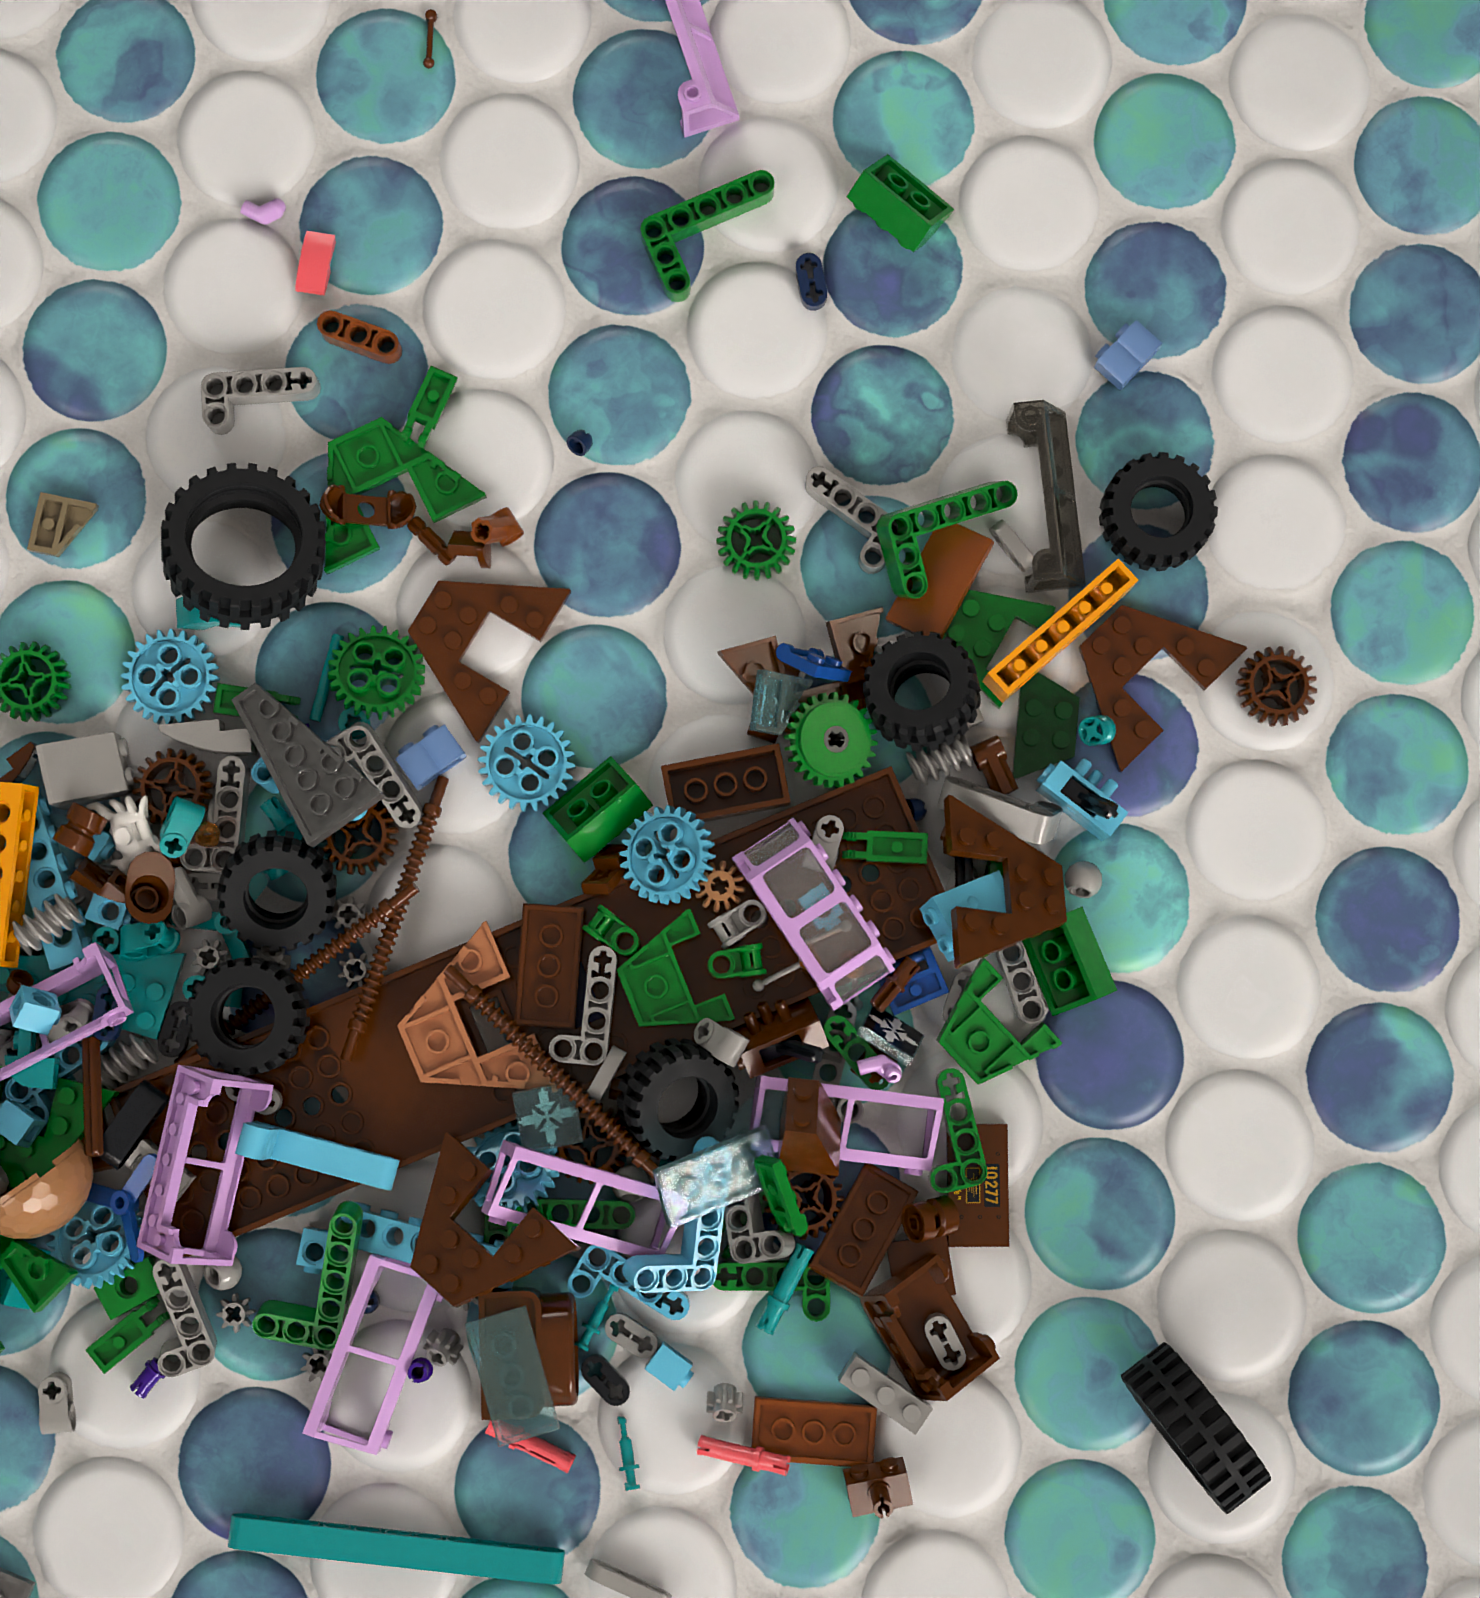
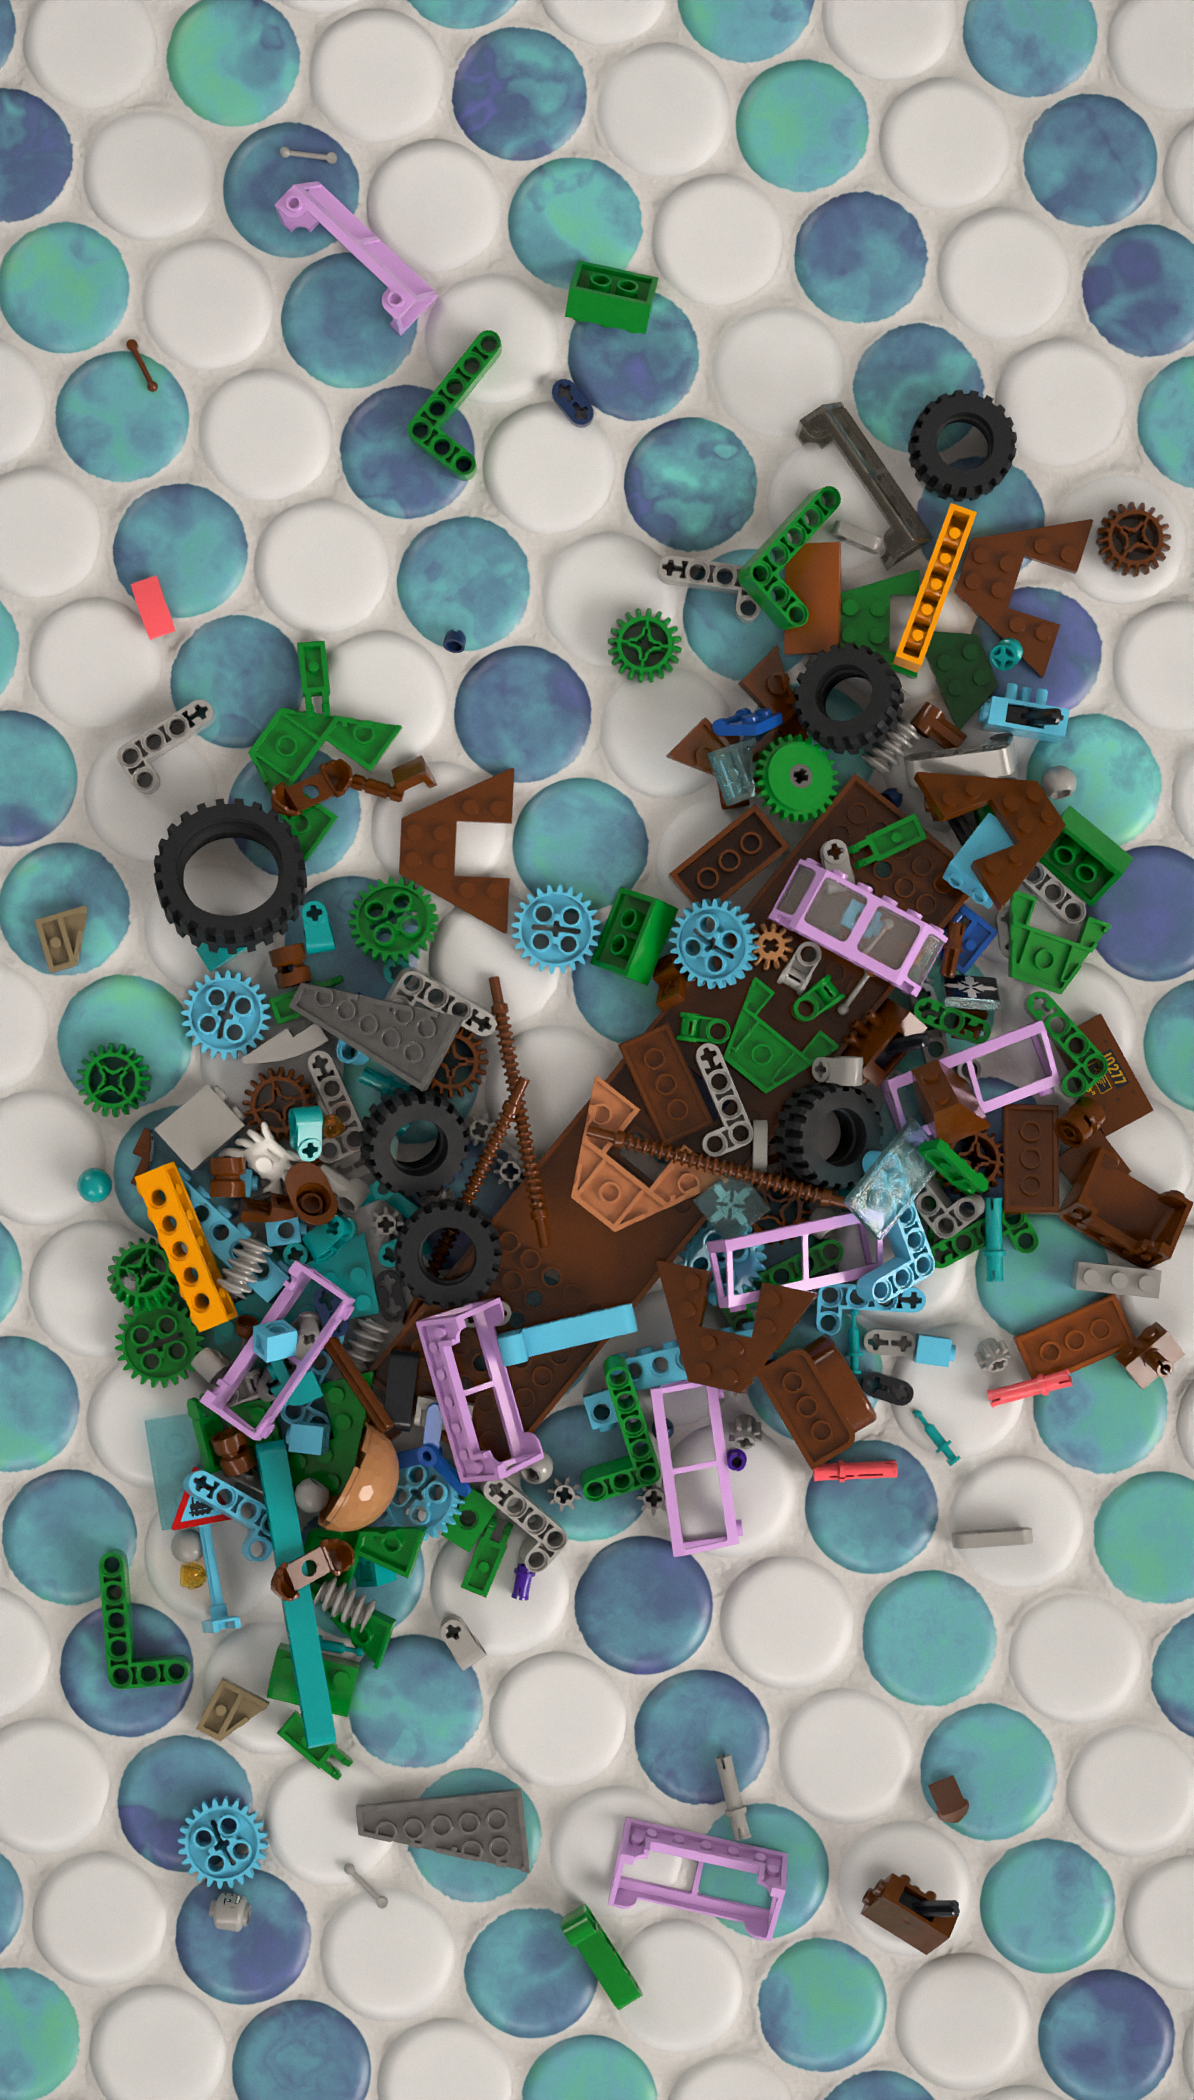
camera: 30 degrees left, 5 degrees up
(257, 652) = (289, 956): none -> reddish brown wheel
(266, 213) = (88, 587): lavender arm -> none
(301, 645) = (317, 933): none -> teal piece
(324, 683) = (354, 952): teal bar -> none
(350, 327) = (212, 645): dark orange beam -> none
(396, 1548) = (793, 1608): teal beam -> none
(430, 756) = (475, 966): medium blue brick -> none
(498, 527) = (427, 749): dark orange piece -> none
(512, 1376) = (817, 1422): clear light blue tile -> none
(882, 1065) = (978, 1020): lavender arm -> none
(938, 1344) = (1138, 1218): light grey beam -> none
(1127, 355) = (867, 326): medium blue brick -> none

